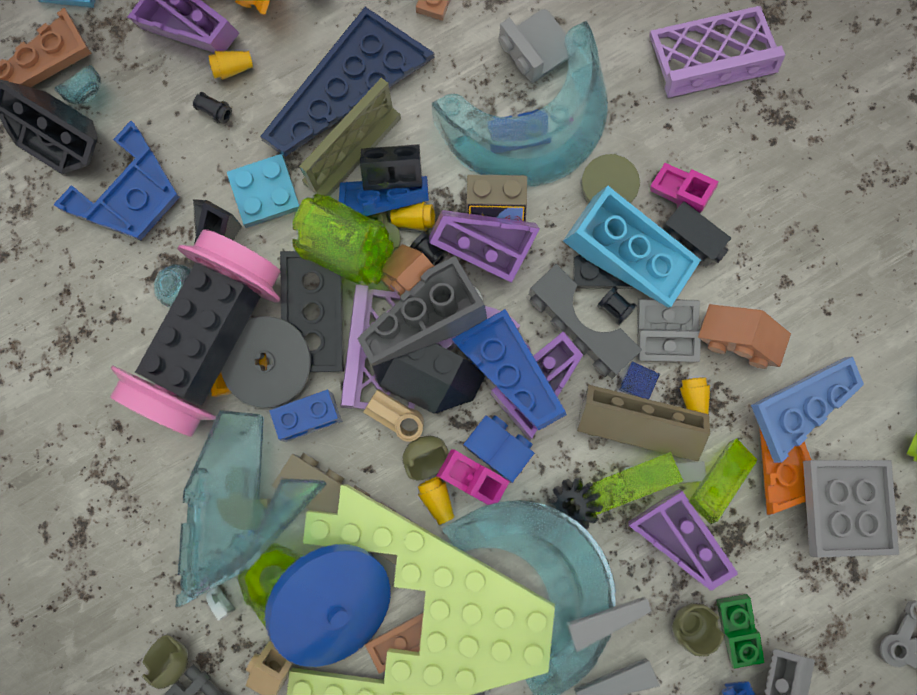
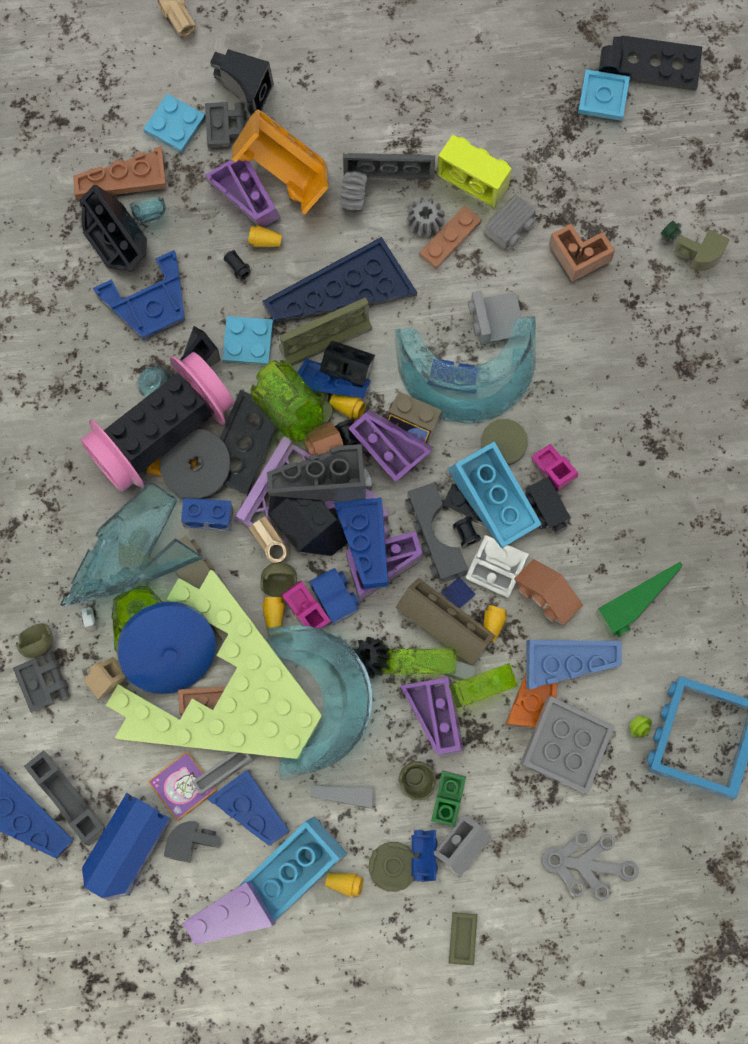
camera: 20 degrees right, 5 degrees down
(601, 624) = (350, 737): light grey piece -> none
(722, 68) = (630, 394): lavender fence -> none
(844, 310) = (627, 608): none -> green slope

